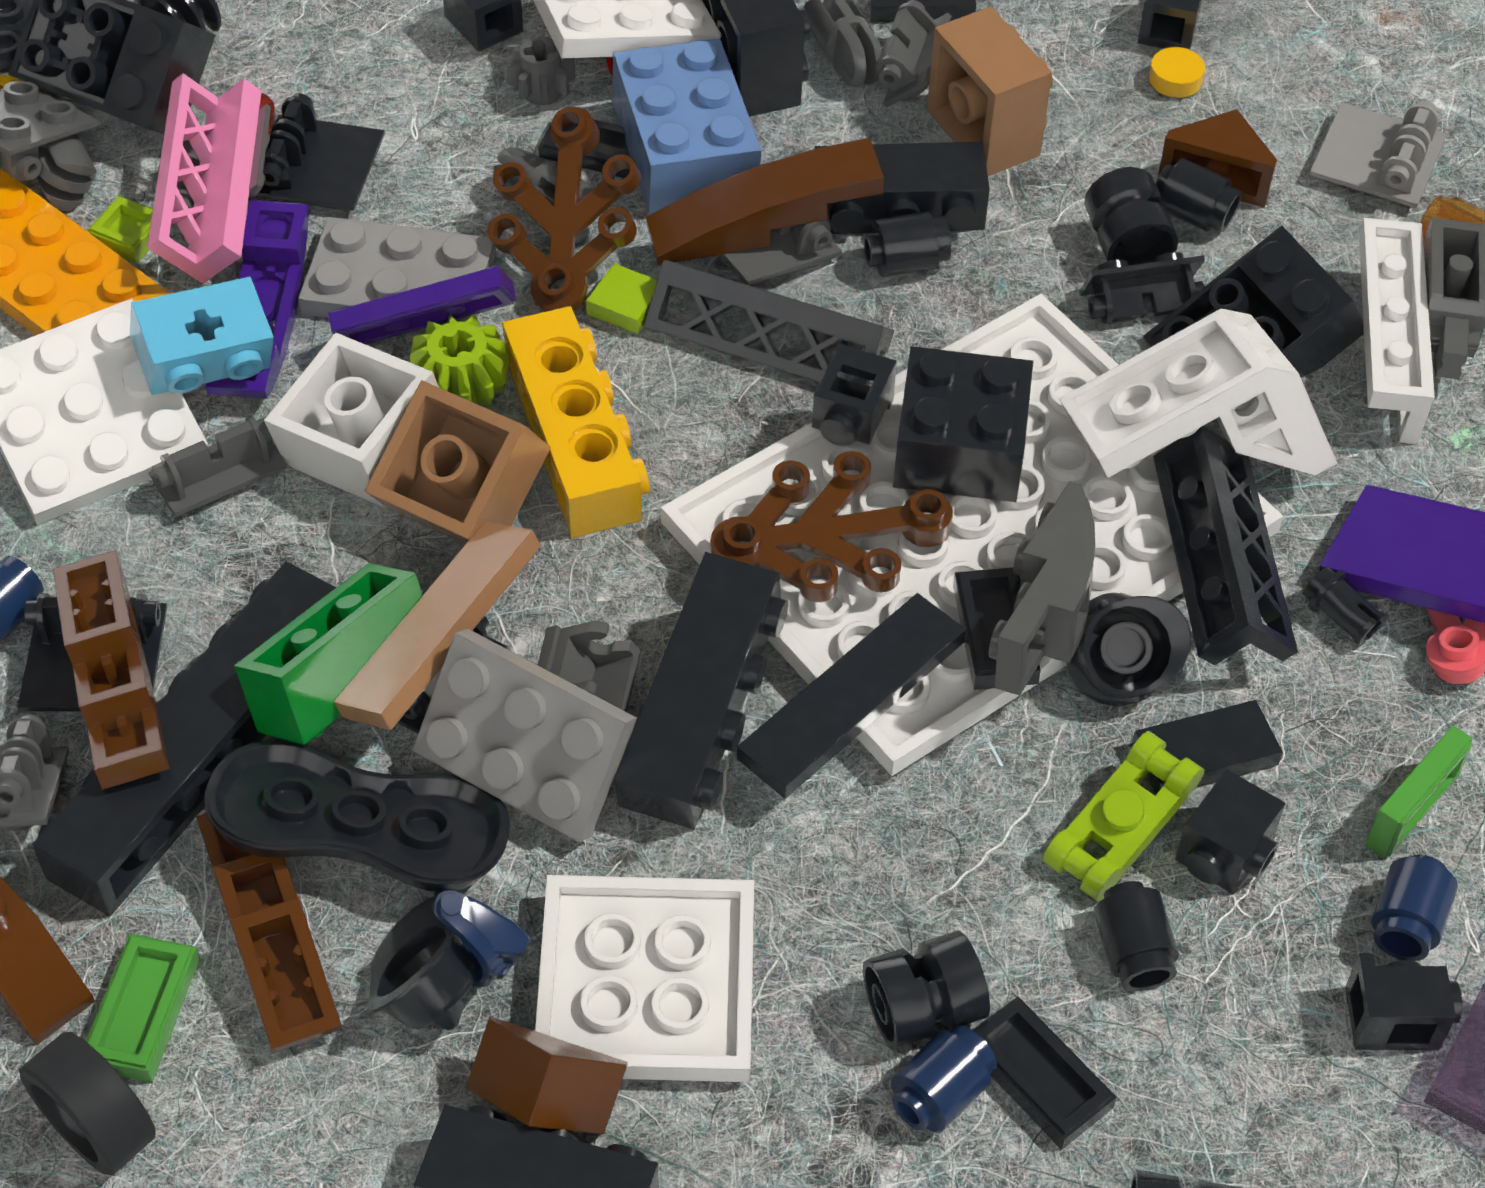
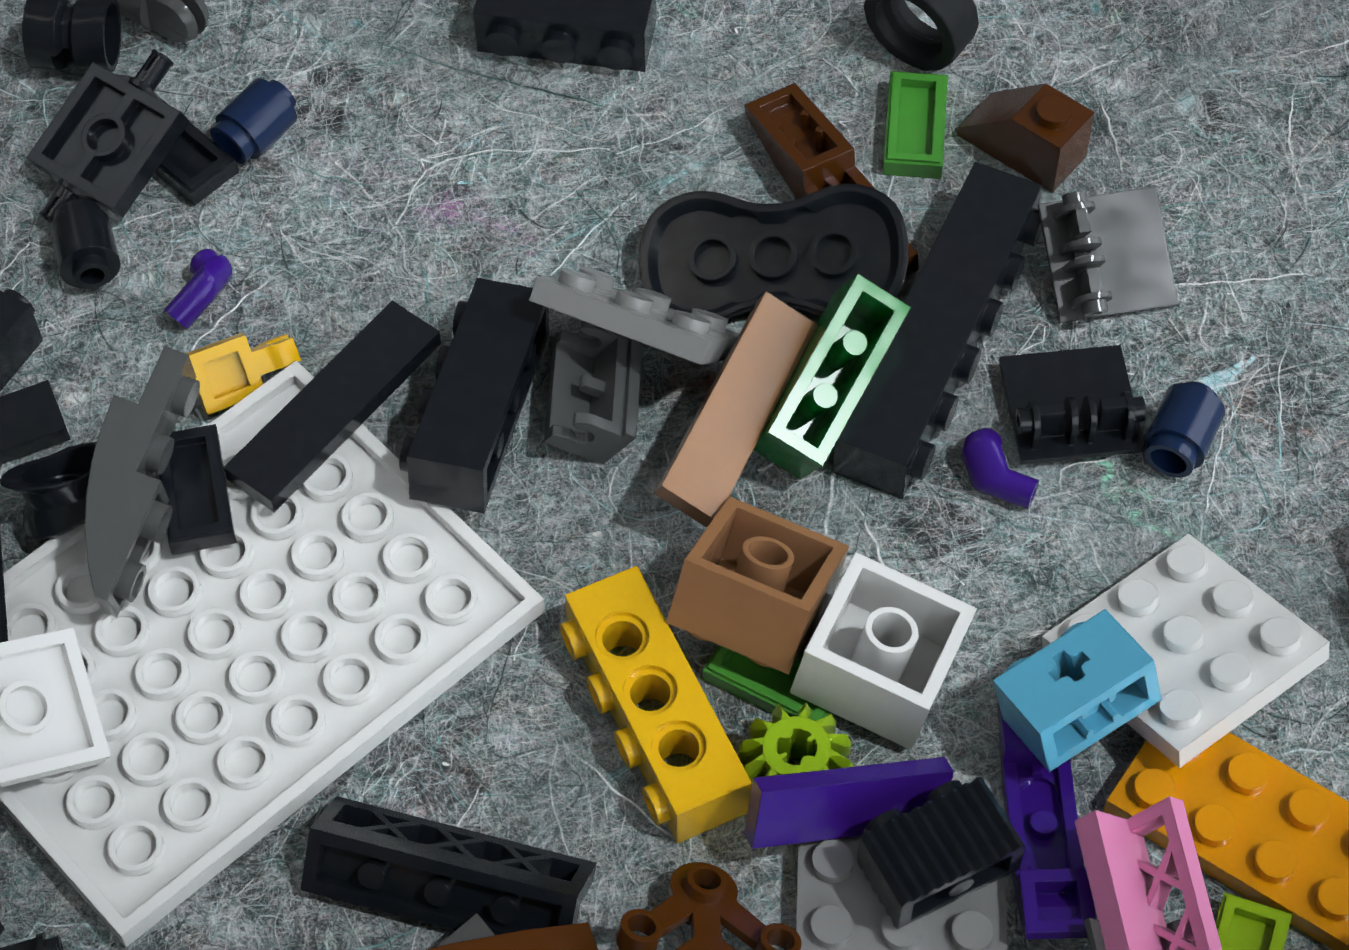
camera: 175 degrees right, 5 degrees up
(110, 670) = (1033, 328): reddish brown slope -> none
(198, 594) = (990, 471): none -> dark purple arm
(208, 473) = (1024, 612): dark grey hinge -> none
(359, 253) = (938, 850): none -> black brick
(421, 971) = (690, 139): black piece -> none
(488, 935) = (627, 167): dark blue helmet -> none
(545, 1079) = (573, 66): reddish brown slope -> none
(622, 298) = (617, 890): lime tile -> none
(651, 973) = (503, 176): white plate -> none
(826, 533) = (368, 563): reddish brown plant -> none
(848, 408) = (321, 729): black brick -> none
(925, 989) = (267, 173): black wheel -> none
(961, 768) = (233, 370): none -> yellow plate
(963, 424) = (218, 688): black brick -> none
(994, 872) = (210, 276): none -> dark purple arm
(1120, 1054) = (108, 137): none -> black plate
(1123, 816) = (85, 342): lime plate -> none

